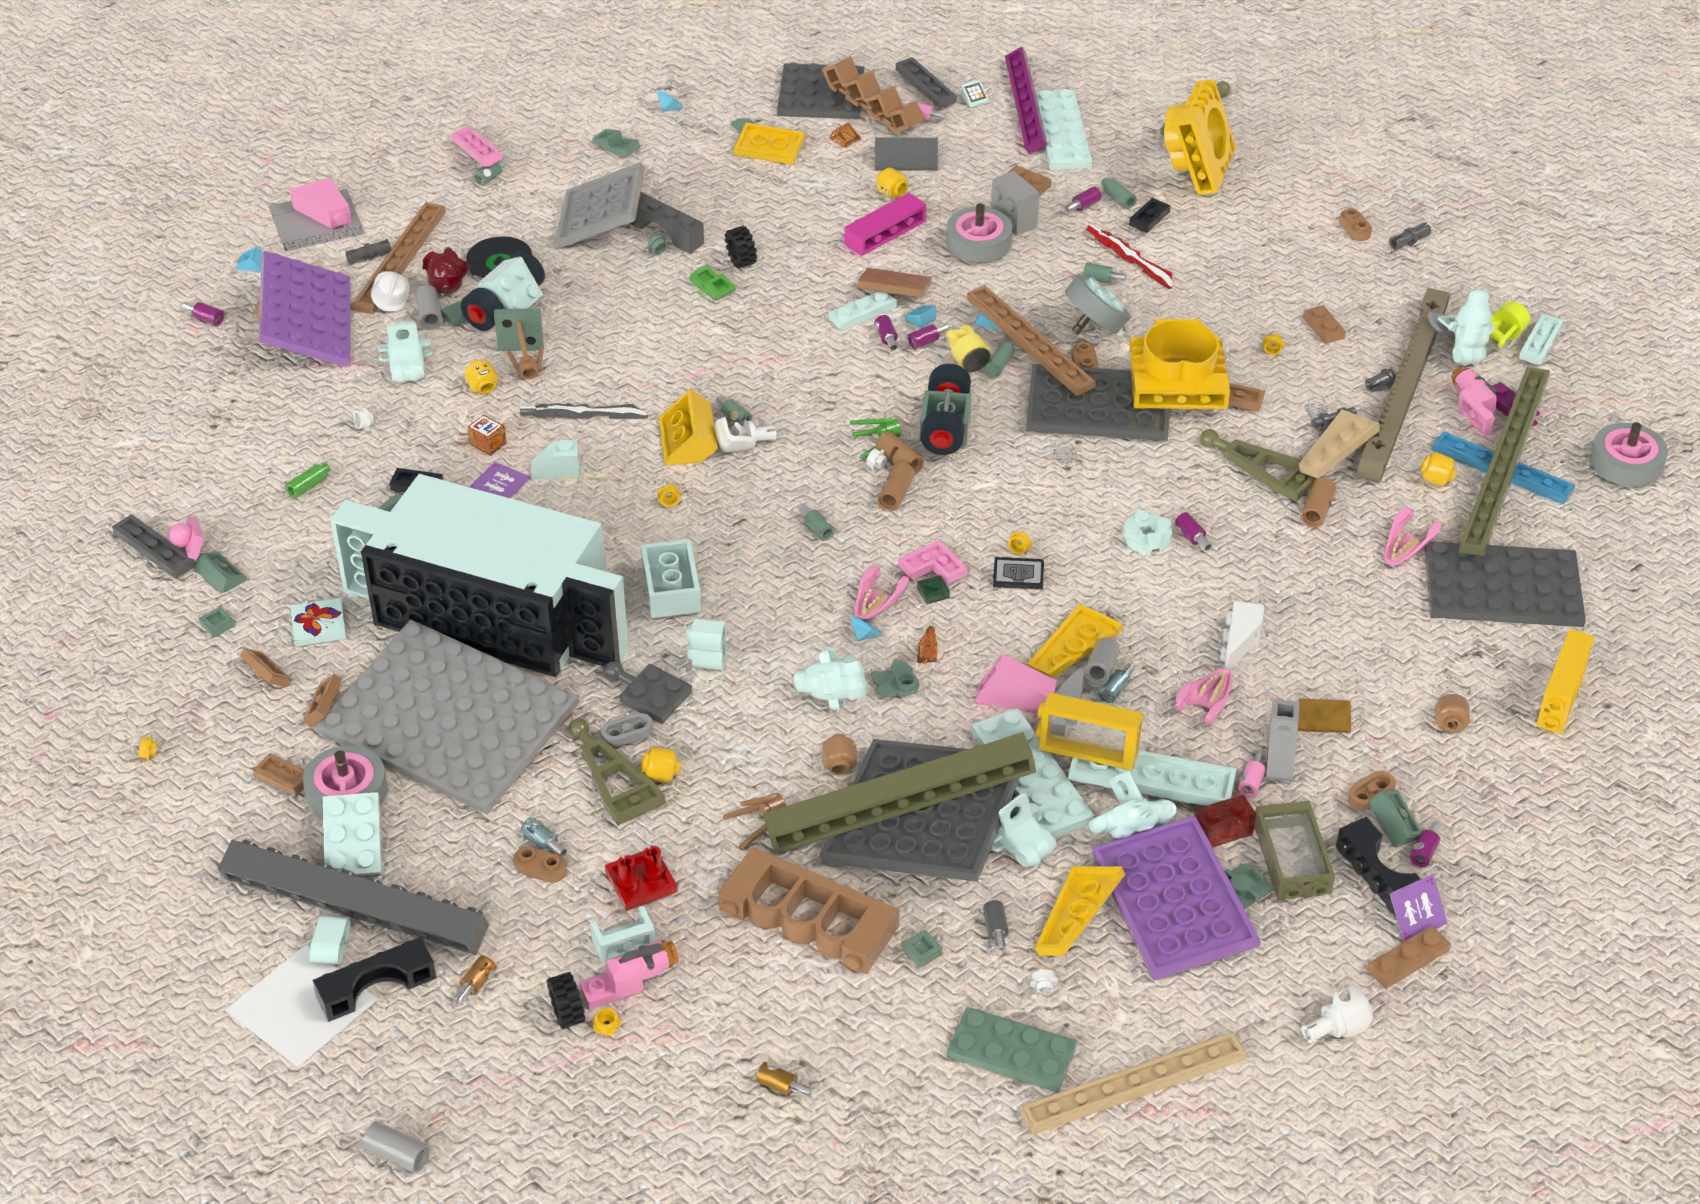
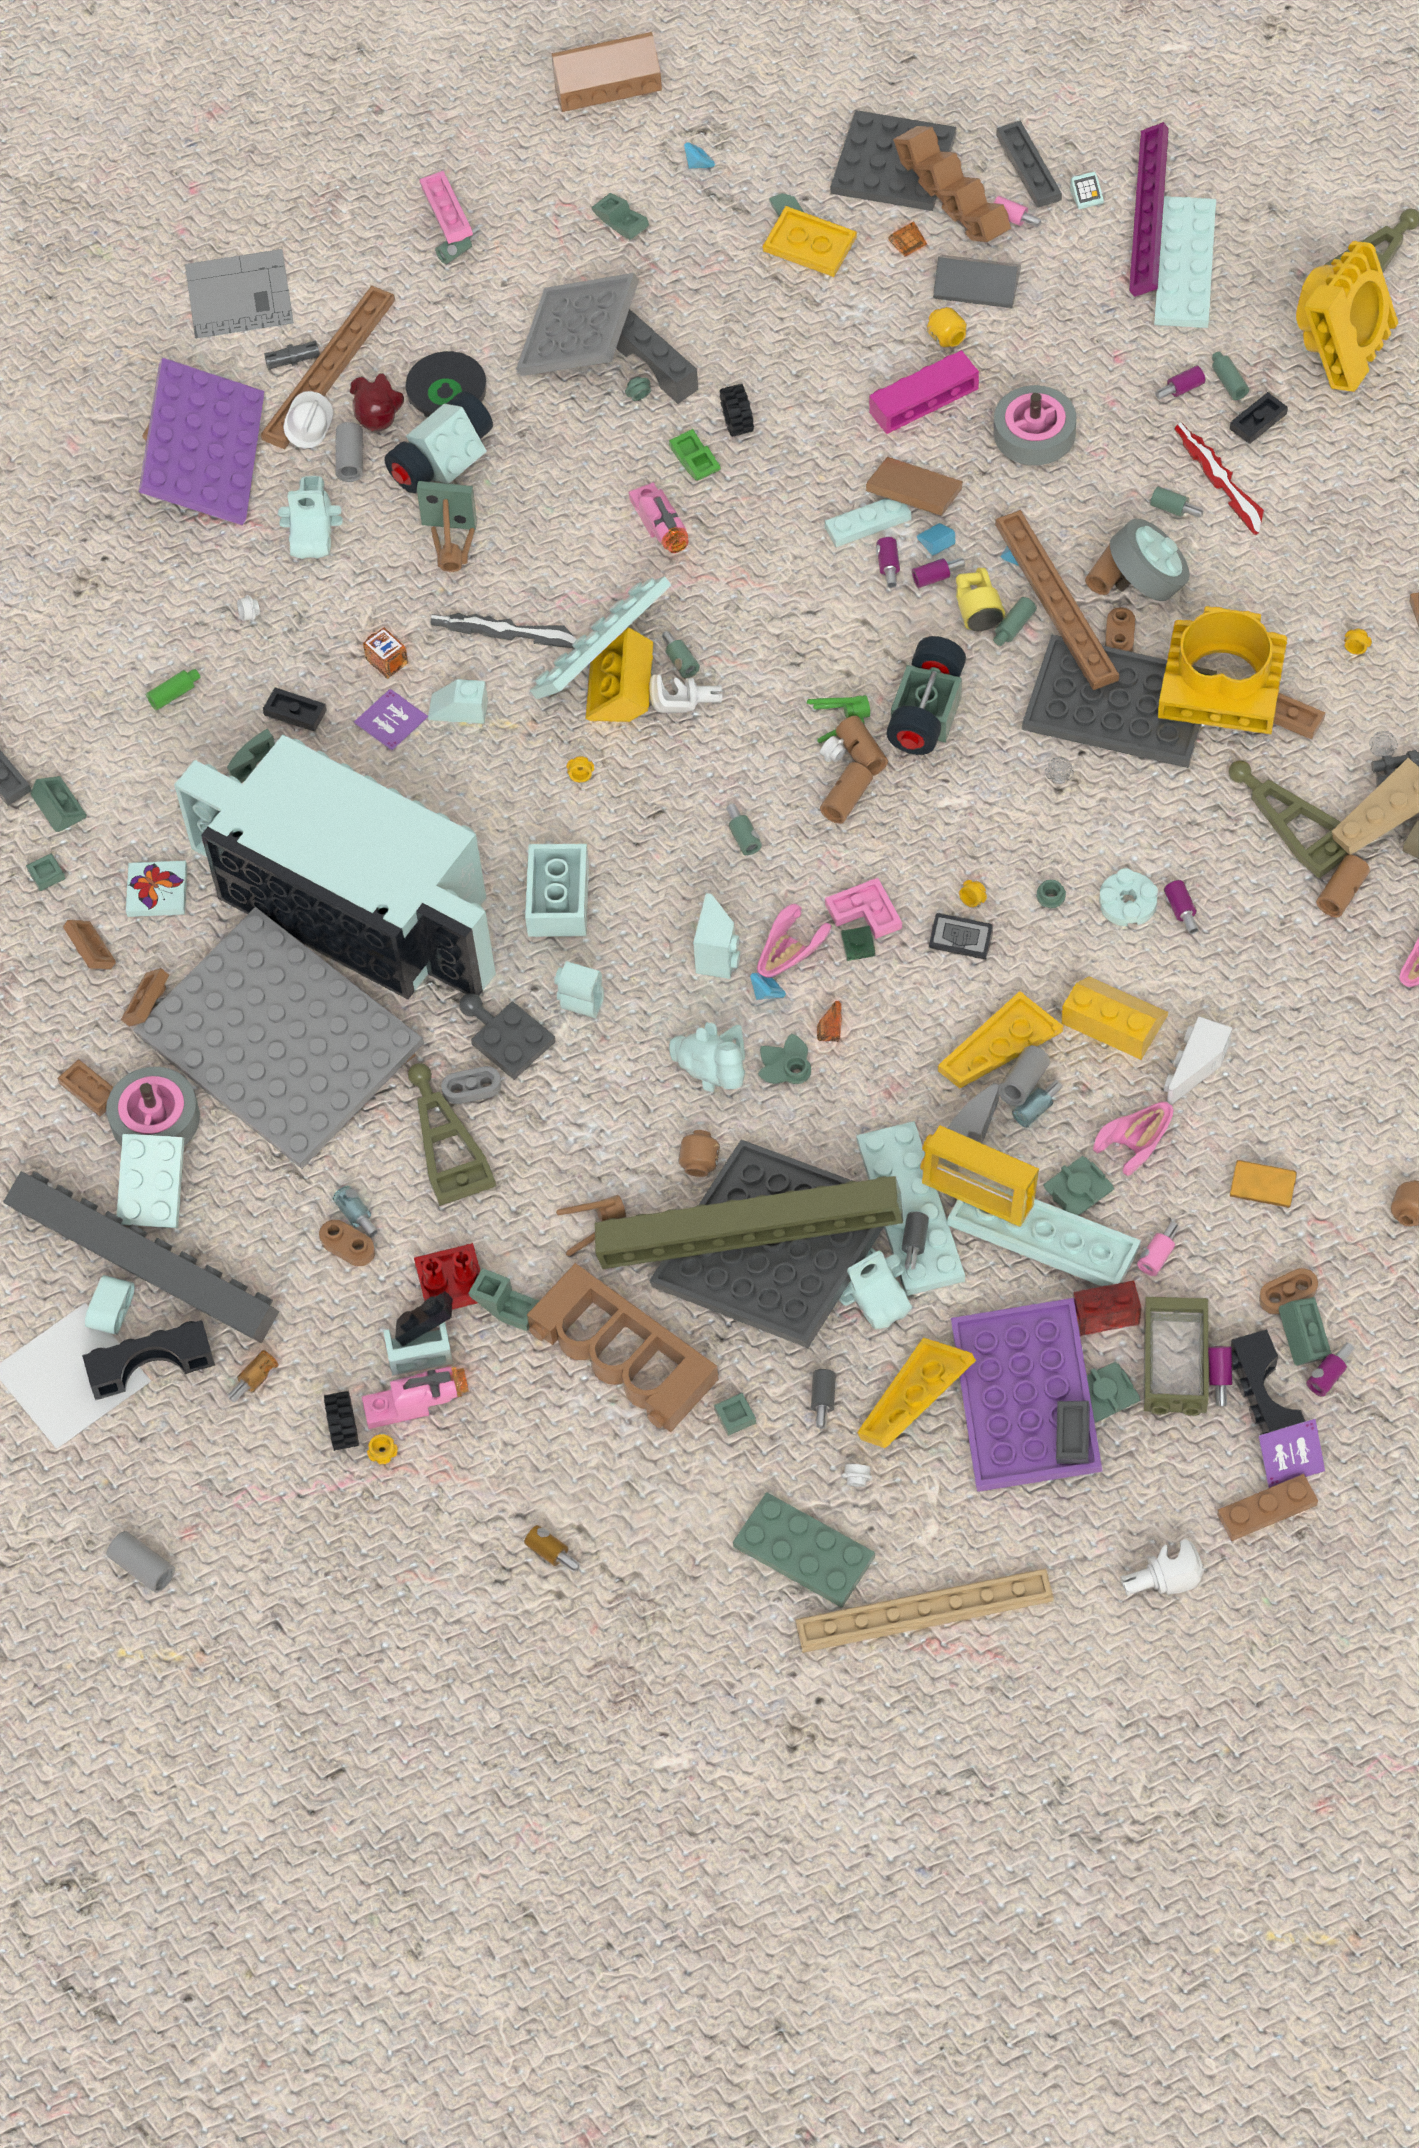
camera: 15 degrees right, 15 degrees up
(188, 536) = (26, 755): bright pink tile -> none
(205, 312) = (88, 425): magenta piece -> none
(250, 260) = (153, 349): medium azure slope -> none
(322, 203) = (247, 273): bright pink slope -> none
(453, 314) = (376, 463): sand green tile -> none
(481, 376) = (393, 565): yellow head -> none
(586, 54) = (606, 72): none -> slope
(623, 910) = (423, 1318): none -> black plate
(660, 764) = (498, 1137): yellow head -> none
(665, 402) = (603, 633): none -> light aqua plate
(684, 883) = (498, 1298): none -> sand green slope
(695, 322) = (659, 517): none -> bright pink plate
(817, 596) = (715, 941): none -> light aqua slope
(1014, 686) = (917, 1095): bright pink slope -> none
(1016, 200) = (1089, 383): light grey brick -> none
(1036, 180) = (1120, 340): medium nougat plate -> none
(1045, 788) = (914, 1237): none -> dark grey piece
(1063, 318) = (1103, 574): none -> medium nougat pin
(1083, 536) = (1051, 887): none -> sand green plate
(1134, 813) = (1001, 1286): light aqua piece -> none
(1160, 615) = (1112, 1016): none -> yellow slope
(1170, 737) = (1078, 1186): none -> sand green piece
(1227, 916) = (1072, 1432): none -> dark grey tile
(1282, 740) = (1202, 1212): light grey slope -> none
(1337, 854) = (1220, 1371): none -> magenta piece

